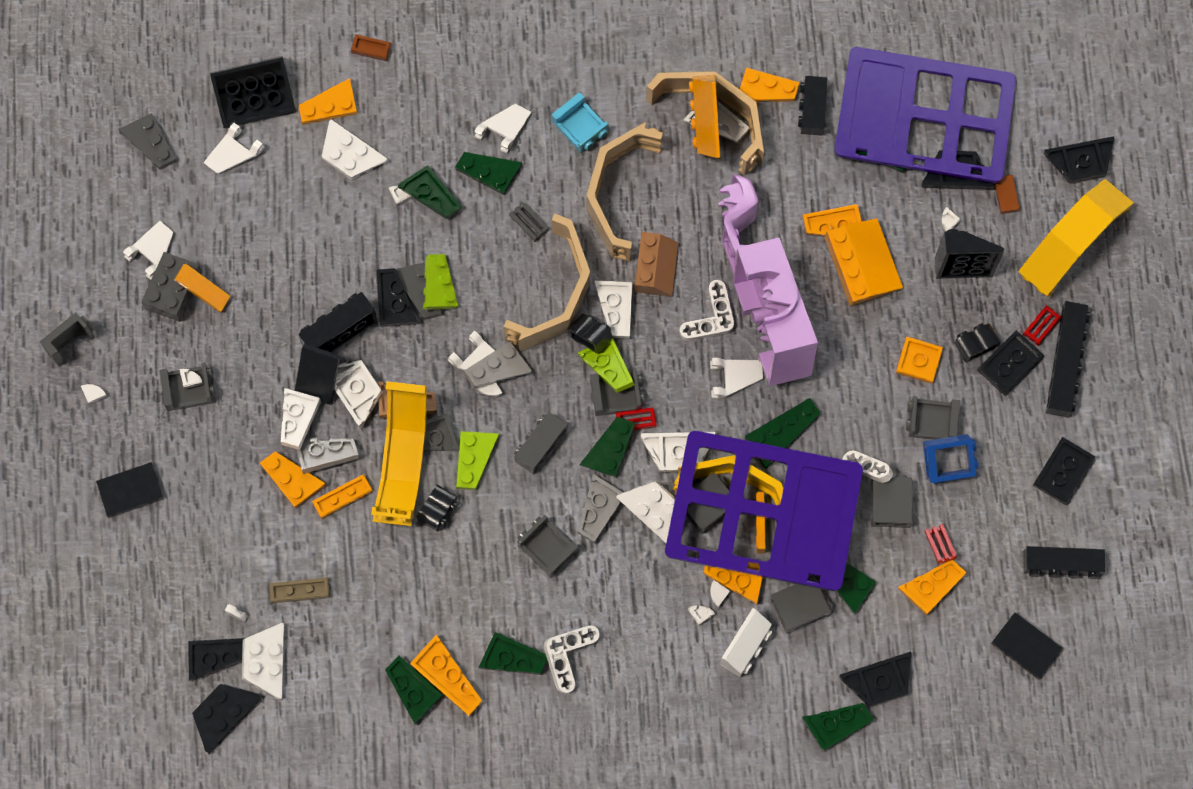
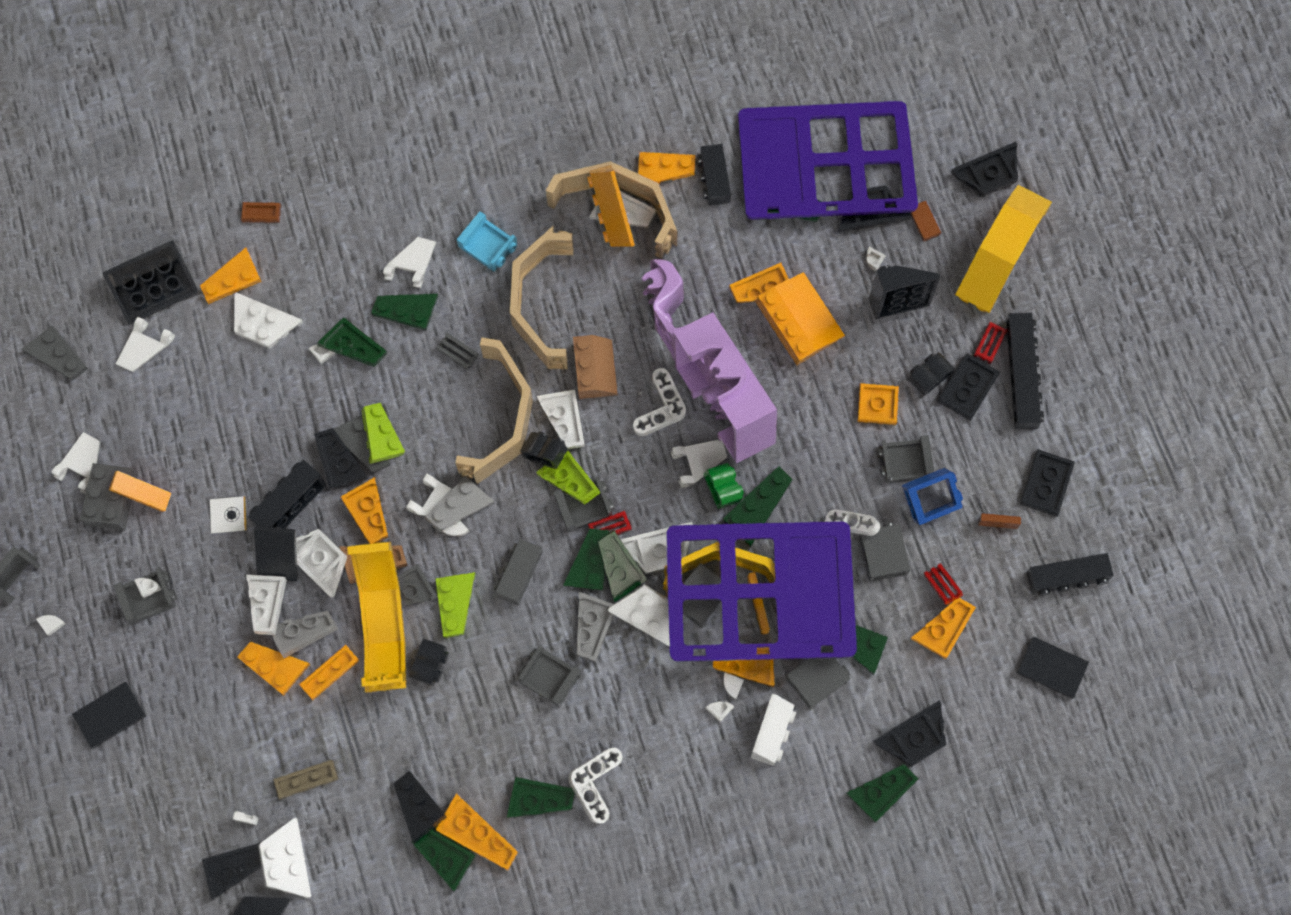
camera: 10 degrees left, 0 degrees up
(279, 328) = (228, 514): none -> white sticker
(398, 638) = (417, 807): none -> black wing
(410, 353) = (366, 511): none -> light orange wing
(636, 458) = (620, 567): none -> wing
(752, 404) = (723, 485): none -> green brick
(1008, 496) = (1000, 521): none -> dark orange tile

